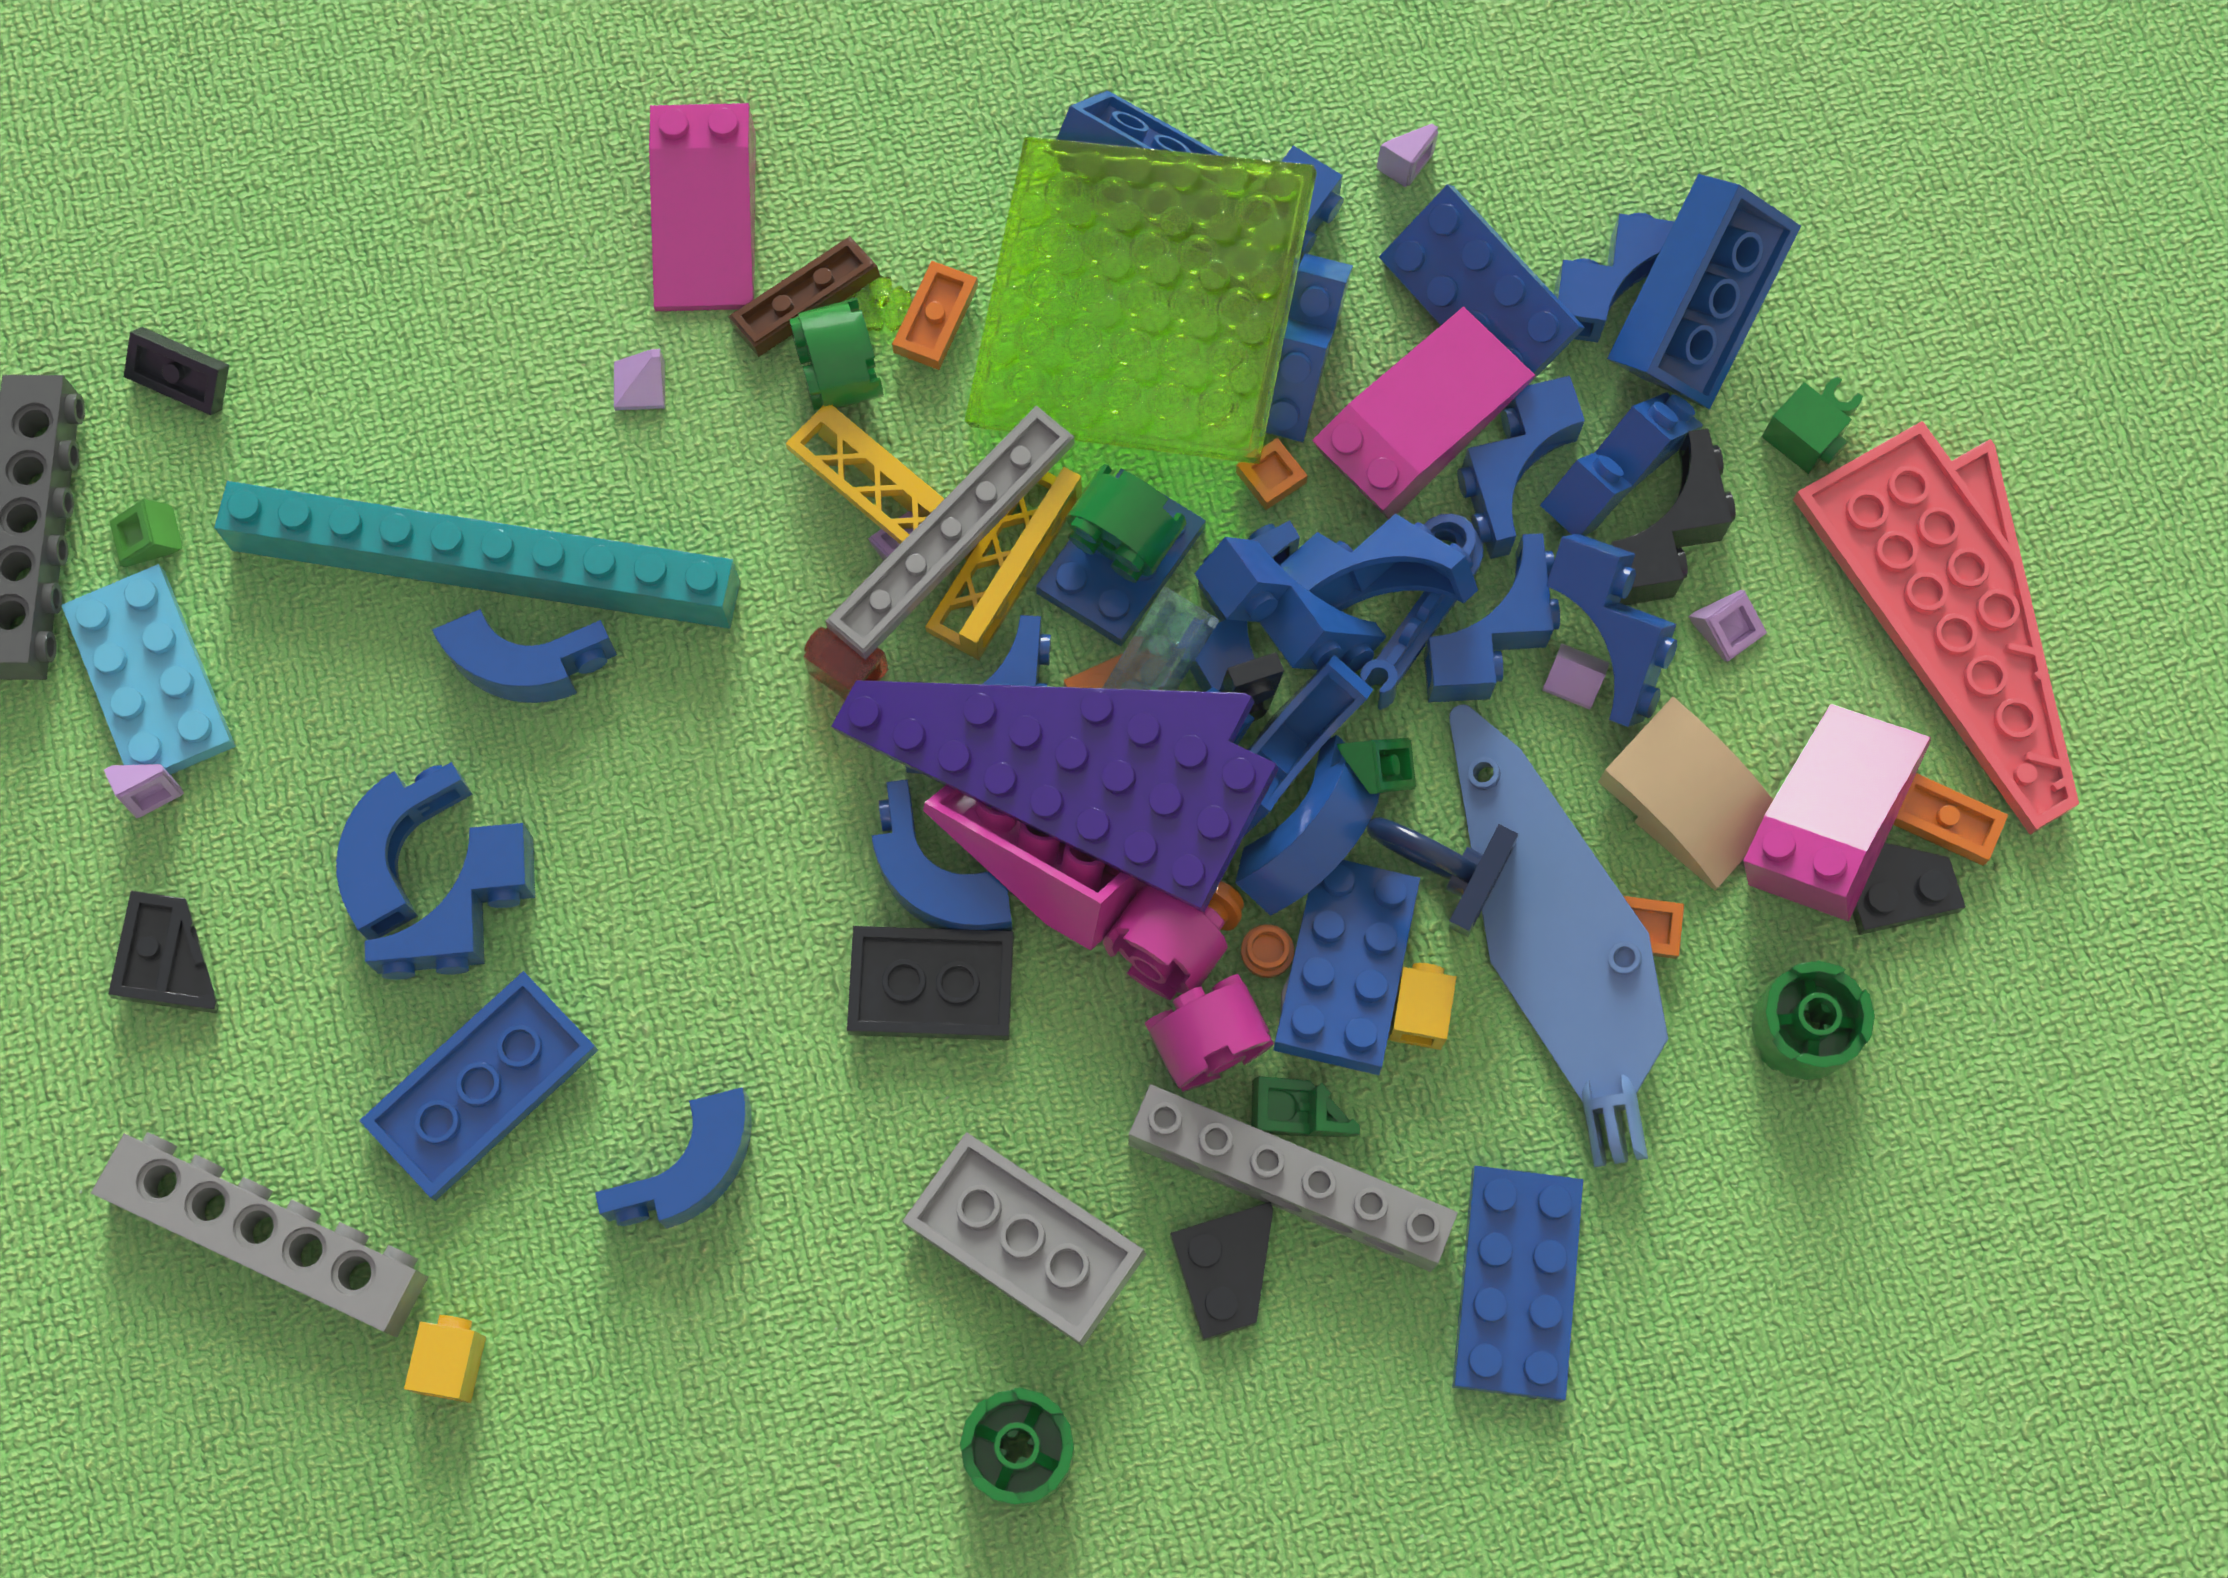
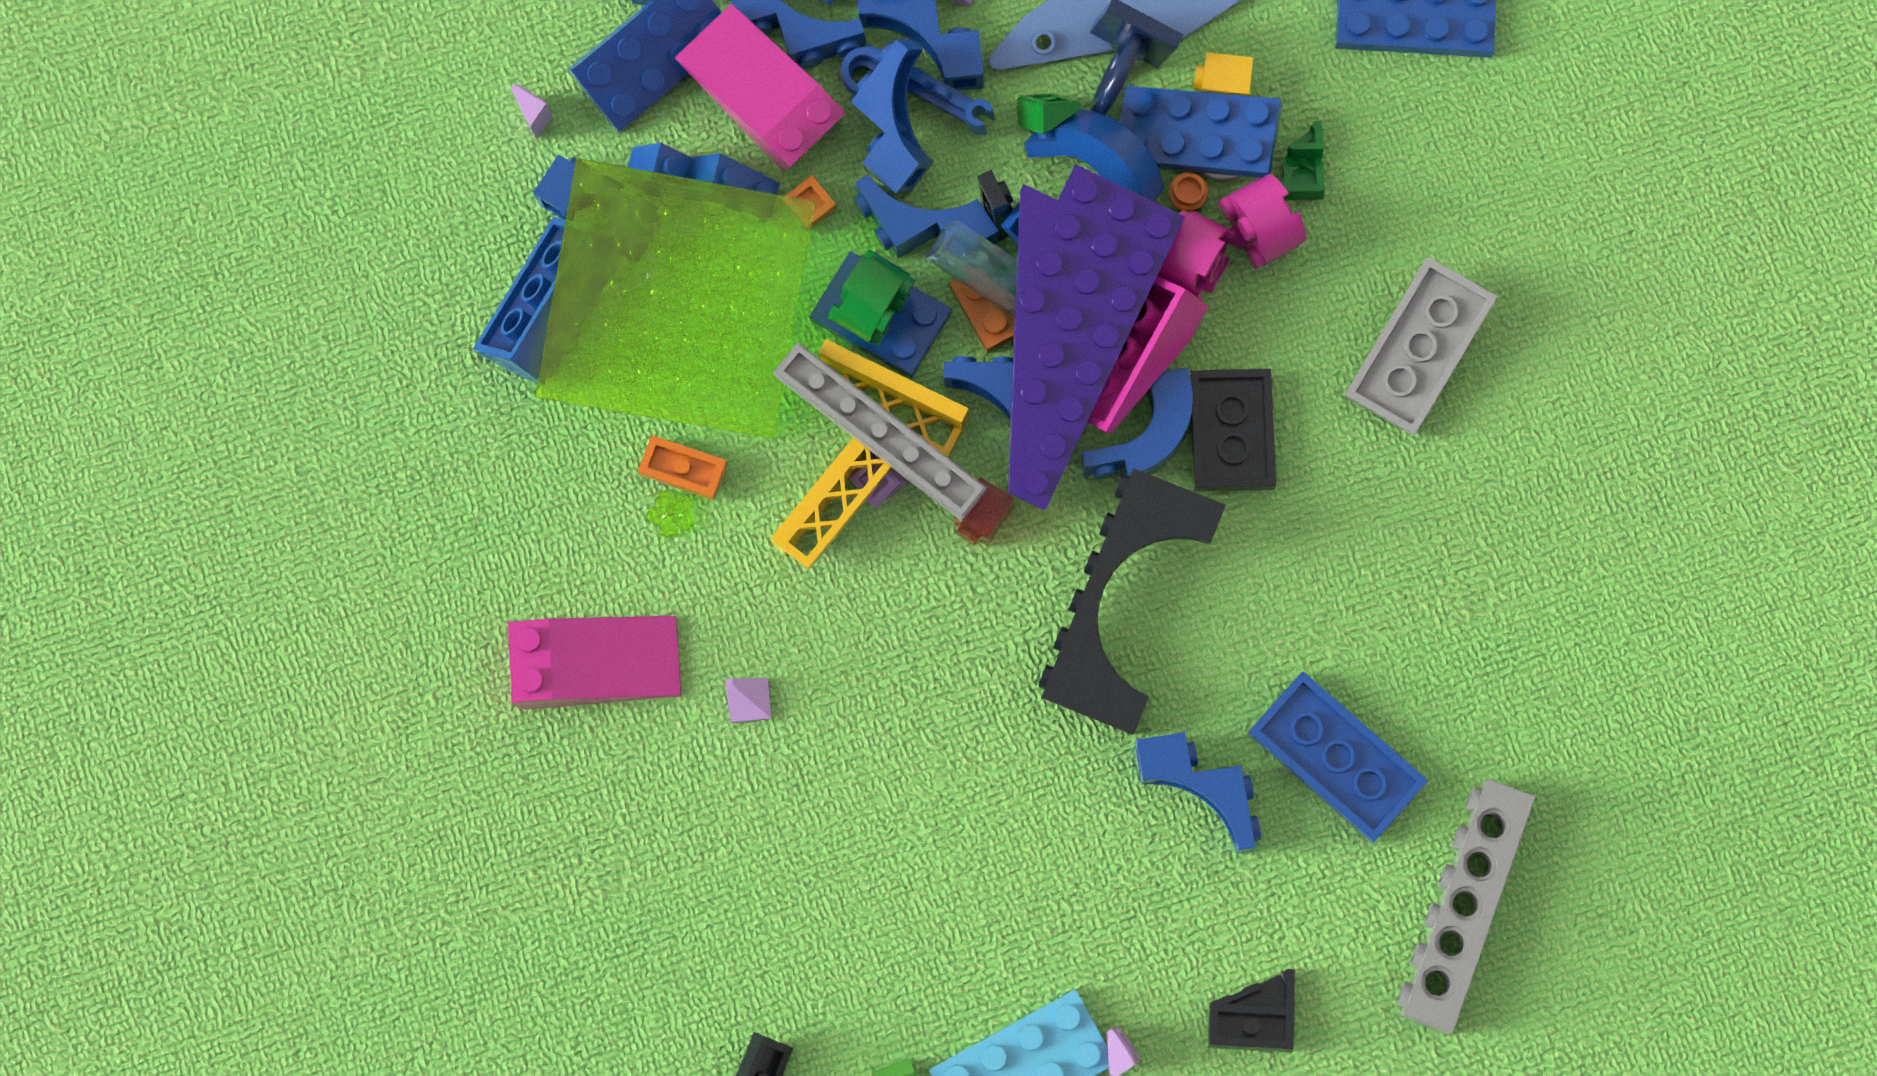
camera: 85 degrees left, 5 degrees up
(375, 837) = (1156, 862): blue arch -> none
(445, 1359) = (1546, 755): yellow brick -> none
(478, 554) = (909, 807): teal brick -> none
(522, 671) = (1003, 779): blue arch -> none
(620, 770) = (1147, 514): none -> black arch
(700, 1175) = (1391, 582): blue arch -> none
(819, 283) = (668, 574): reddish brown tile -> none
(838, 354) = (730, 534): green brick -> none
(1006, 1417) = (1591, 346): green brick -> none
(1225, 1268) = (1424, 211): black wing -> none
(1292, 1178) = (1359, 165): light grey brick -> none
(1303, 627) = (946, 165): blue arch -> none
(1306, 724) = (1016, 159): blue arch -> none

